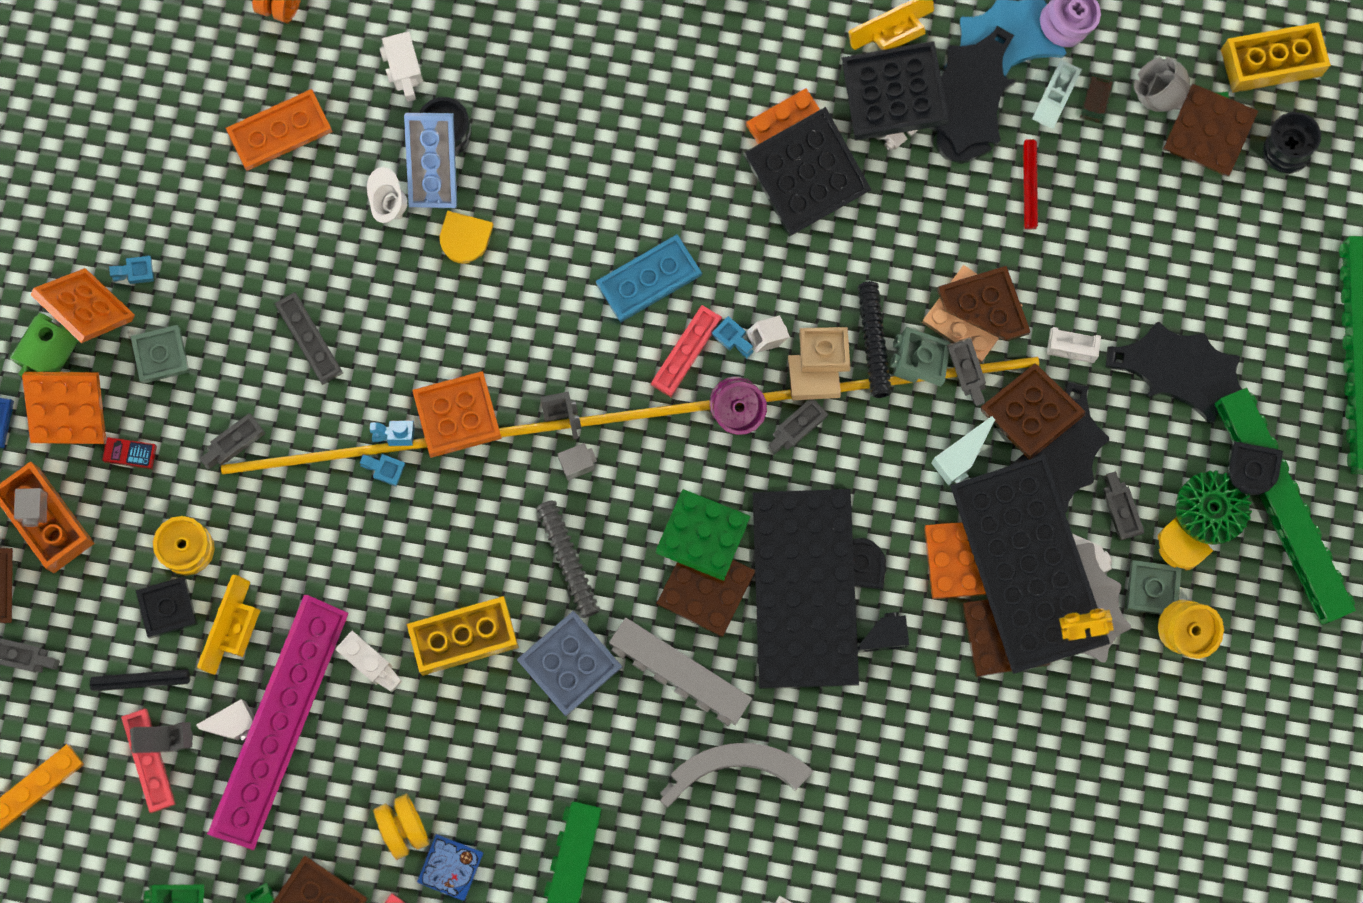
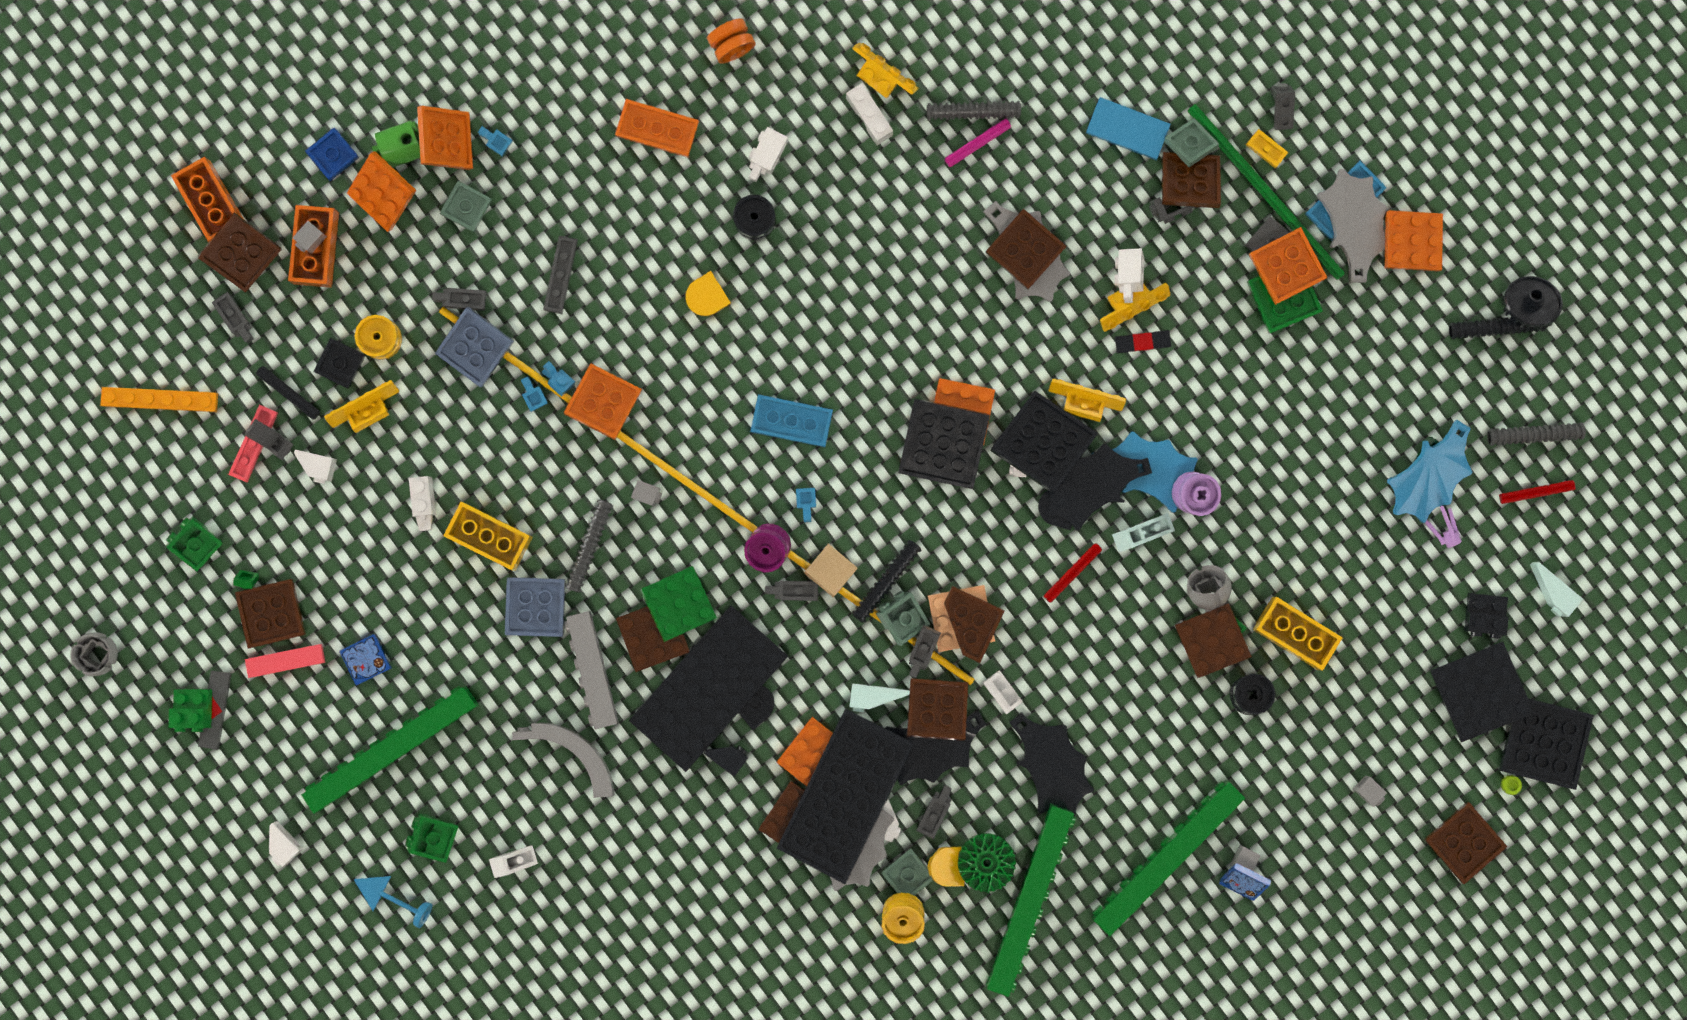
camera: 45 degrees right, 10 degrees up
(129, 453) = (397, 251): tile -> none
(278, 723) = (342, 490): dark pink plate -> none
(286, 473) = (474, 347): none -> sand blue plate
(385, 195) = (681, 229): white piece -> none
(397, 828) = (356, 613): yellow wheel -> none
(431, 160) = (724, 233): light blue piece -> none
(560, 406) = (667, 452): dark grey bracket -> none
(686, 351) = (772, 485): coral tile -> none
(767, 334) = (827, 520): white brick -> none
(824, 349) = (852, 560): tan tile -> none
(1097, 98) = (1166, 557): tile -> none
(1097, 620) = (834, 855): yellow hinge -> none
(1254, 468) = (1030, 863): black tile -> none

